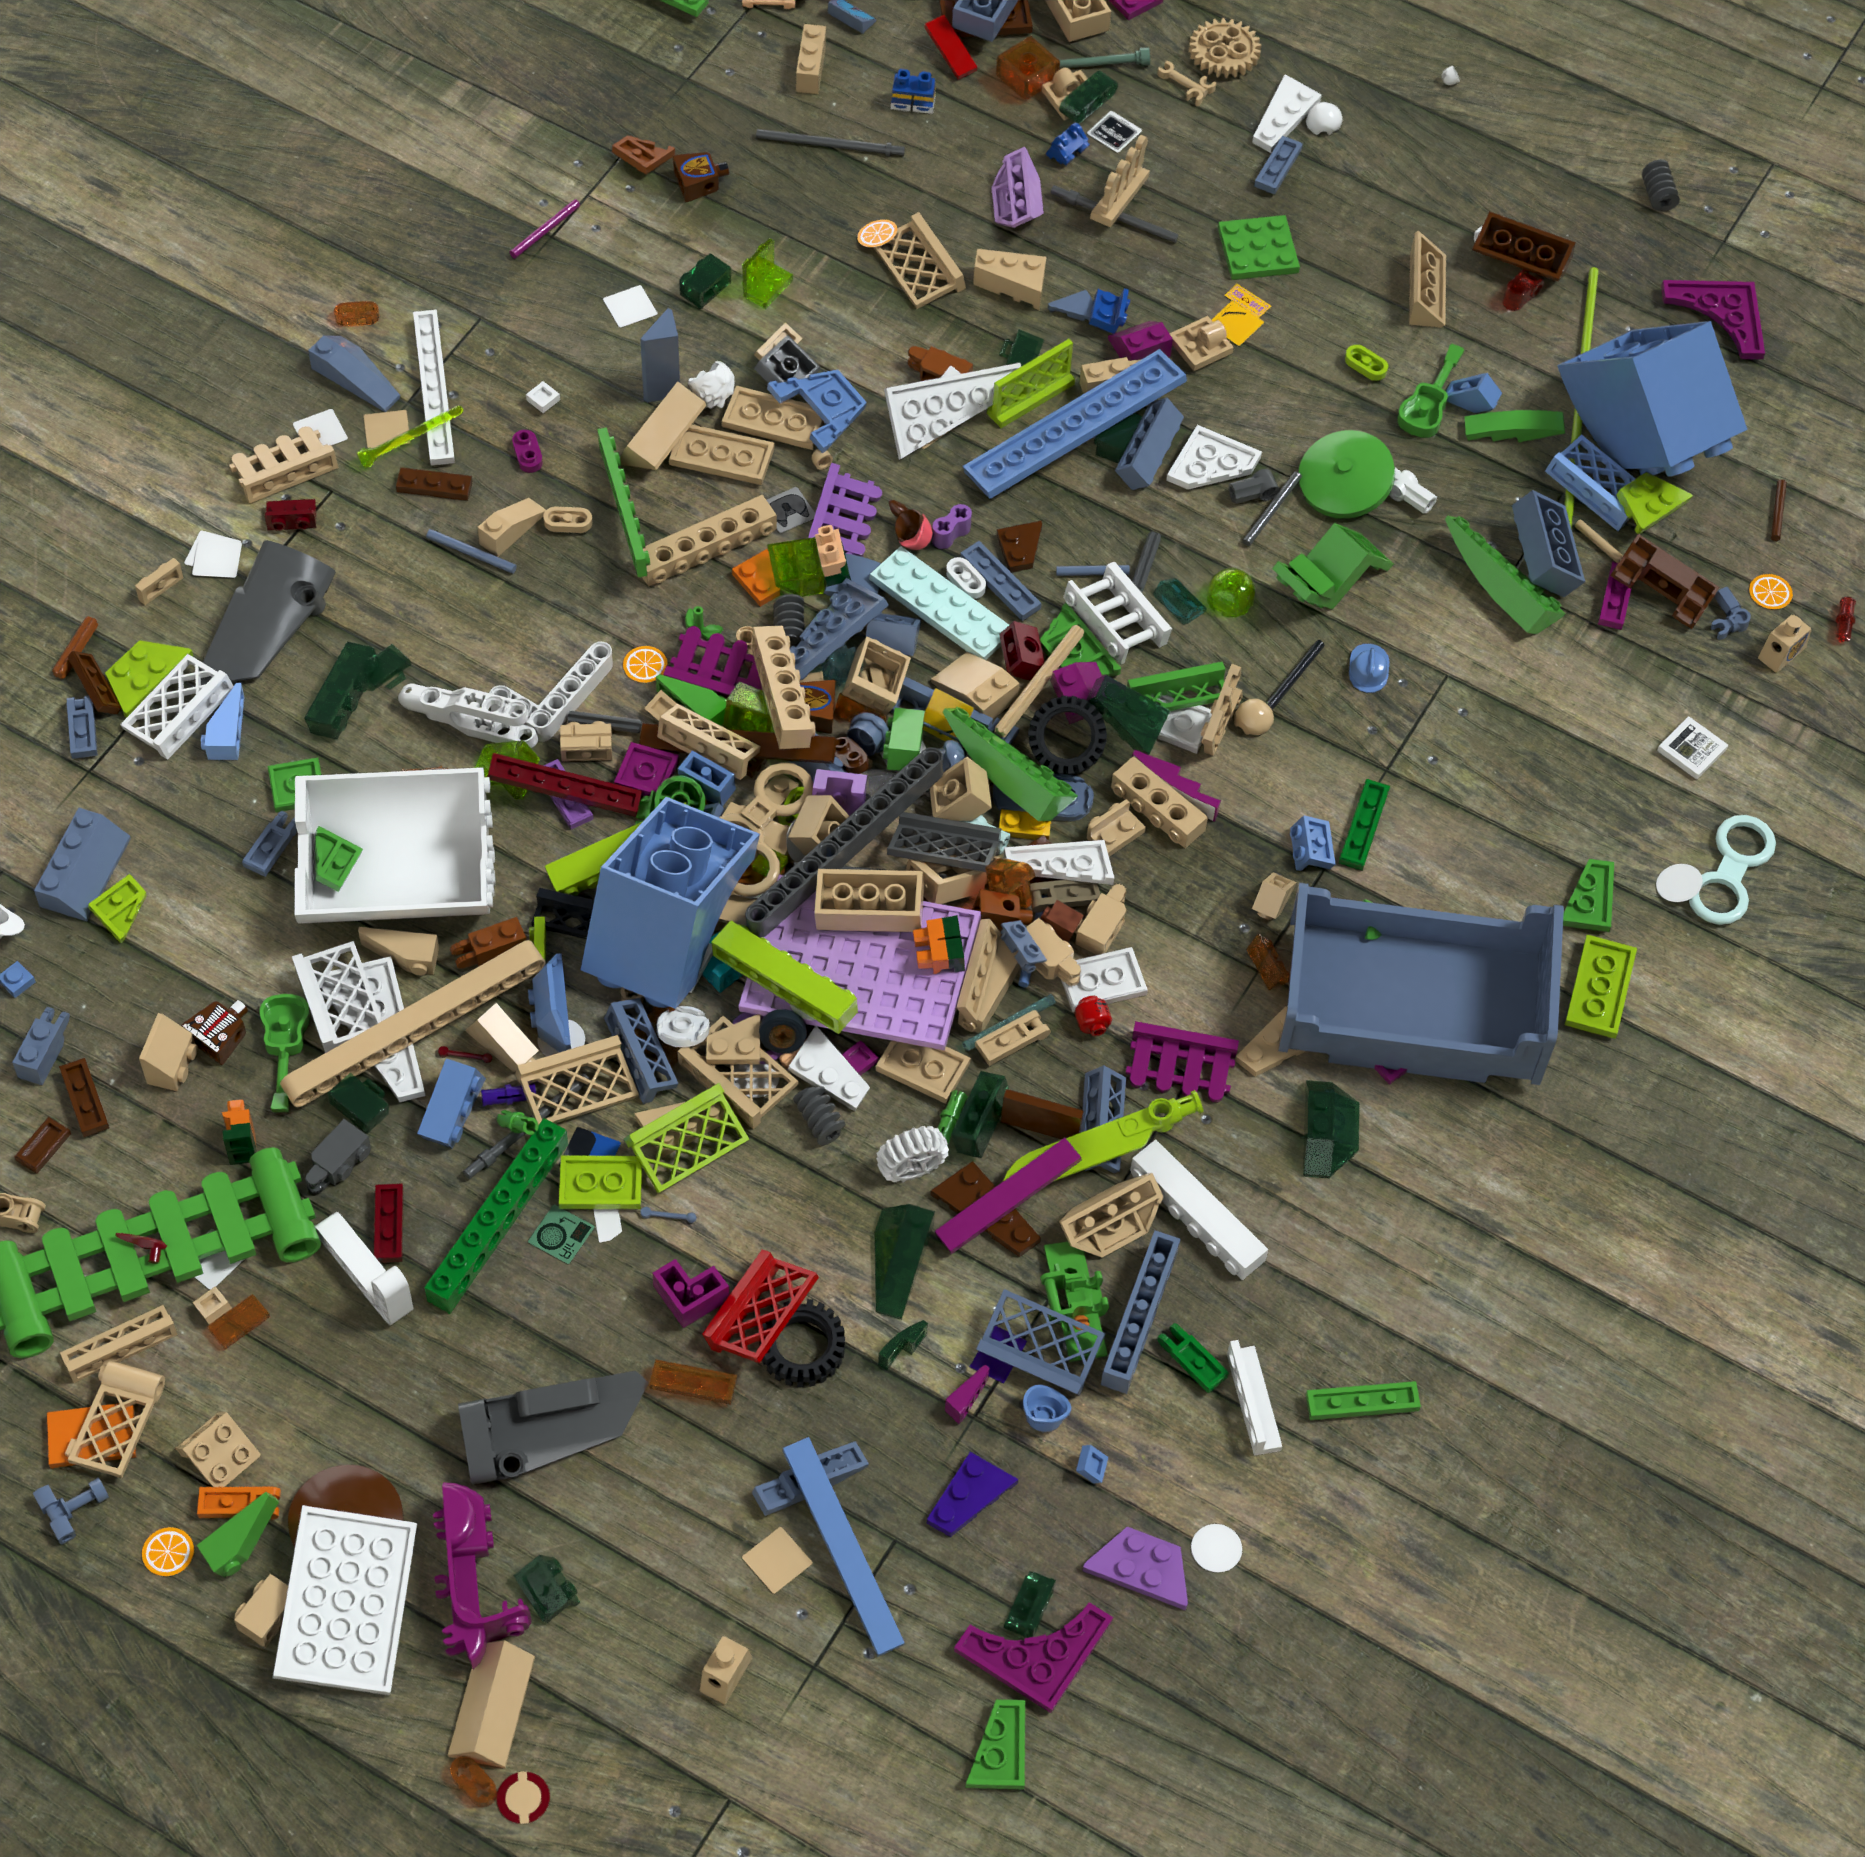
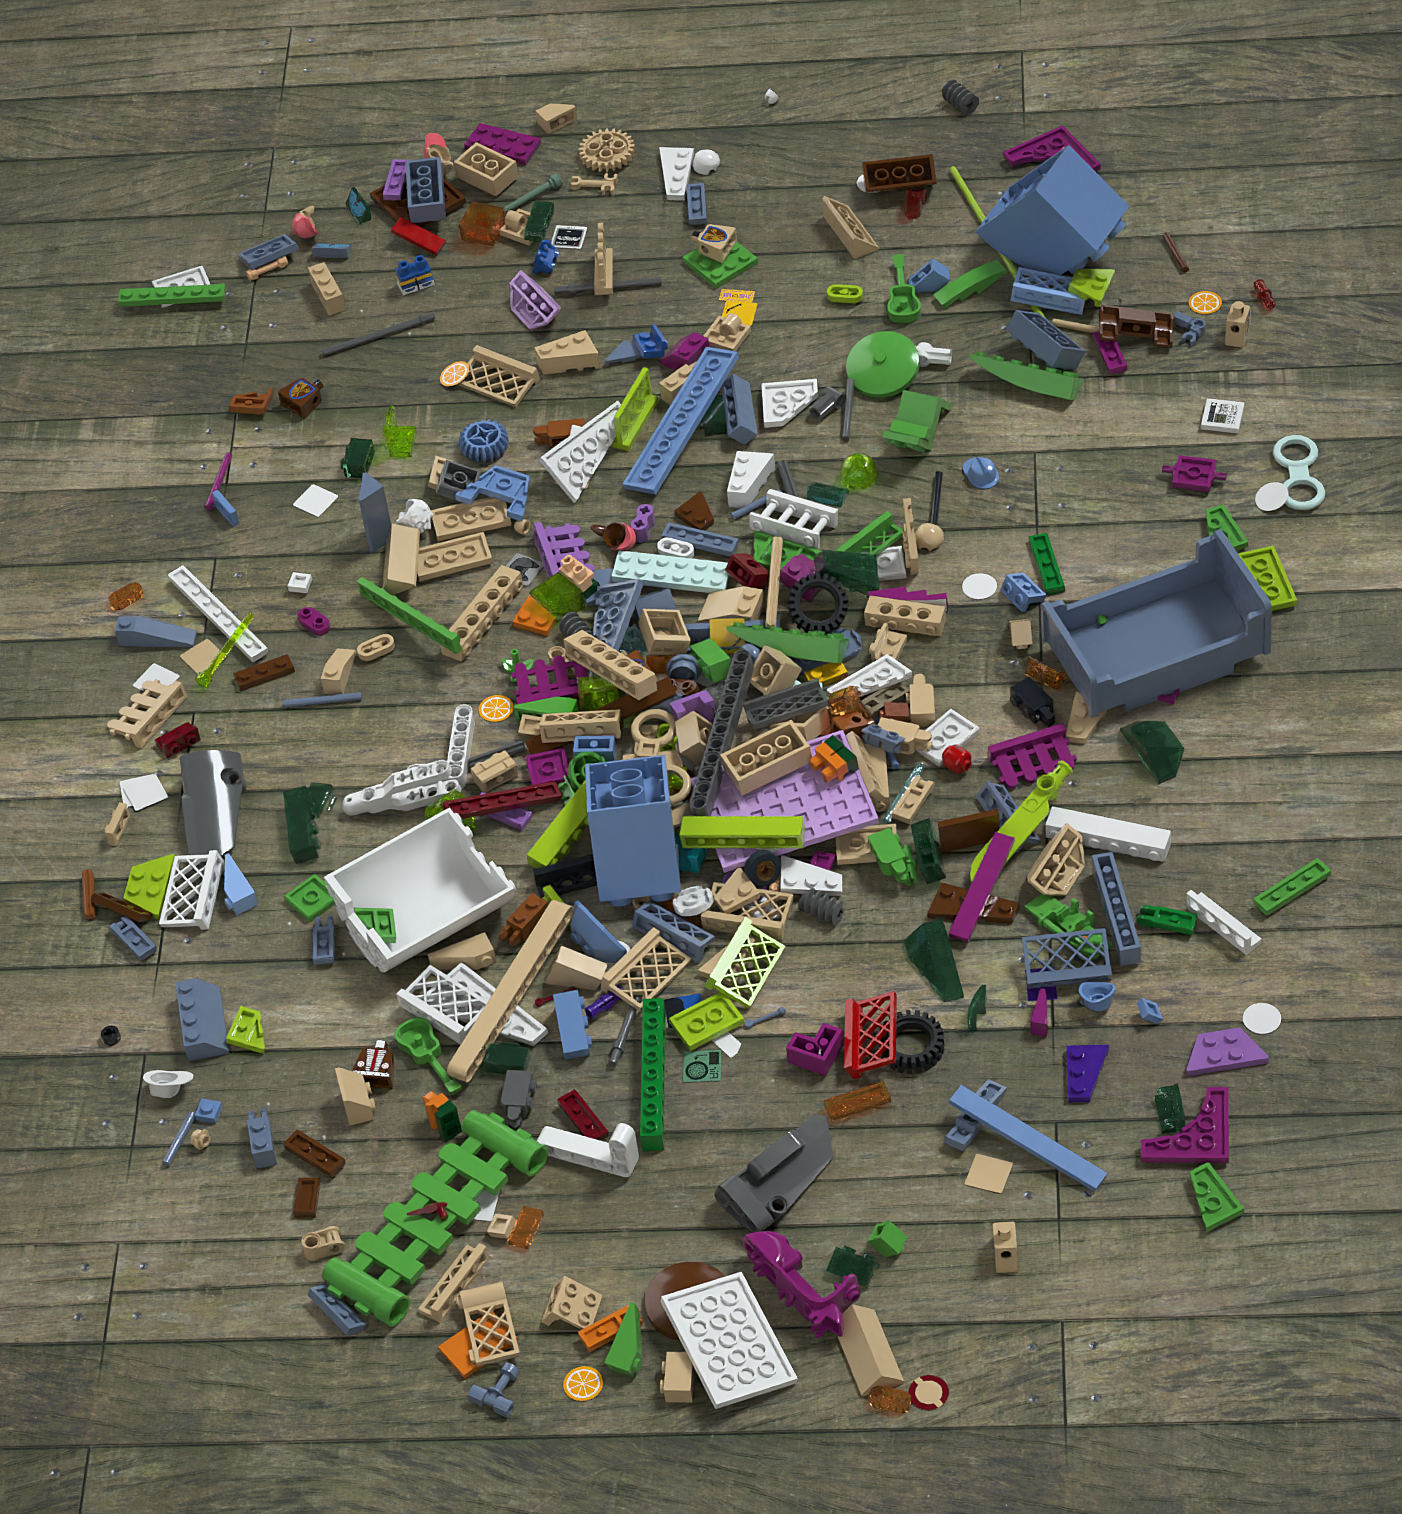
camera: 20 degrees left, 10 degrees down
(517, 1122) = (625, 1012): bright green pin -> none
(527, 265) = (225, 508): none -> medium blue tile
(603, 1579) = (887, 1239): none -> bright green brick
(851, 331) = (483, 440): none -> medium blue gear
(912, 1154) = (902, 895): white gear -> none
(932, 1092) = (889, 854): none -> bright green hinge
(1024, 348) = (607, 396): clear green piece -> none
(1103, 531) = (747, 477): none -> white wedge
(1227, 991) = (1033, 702): none -> black hinge
(1263, 223) = (715, 241): none -> tan torso
(1270, 809) = (979, 586): none -> white sticker
(1609, 803) = (1194, 473): none -> magenta plate

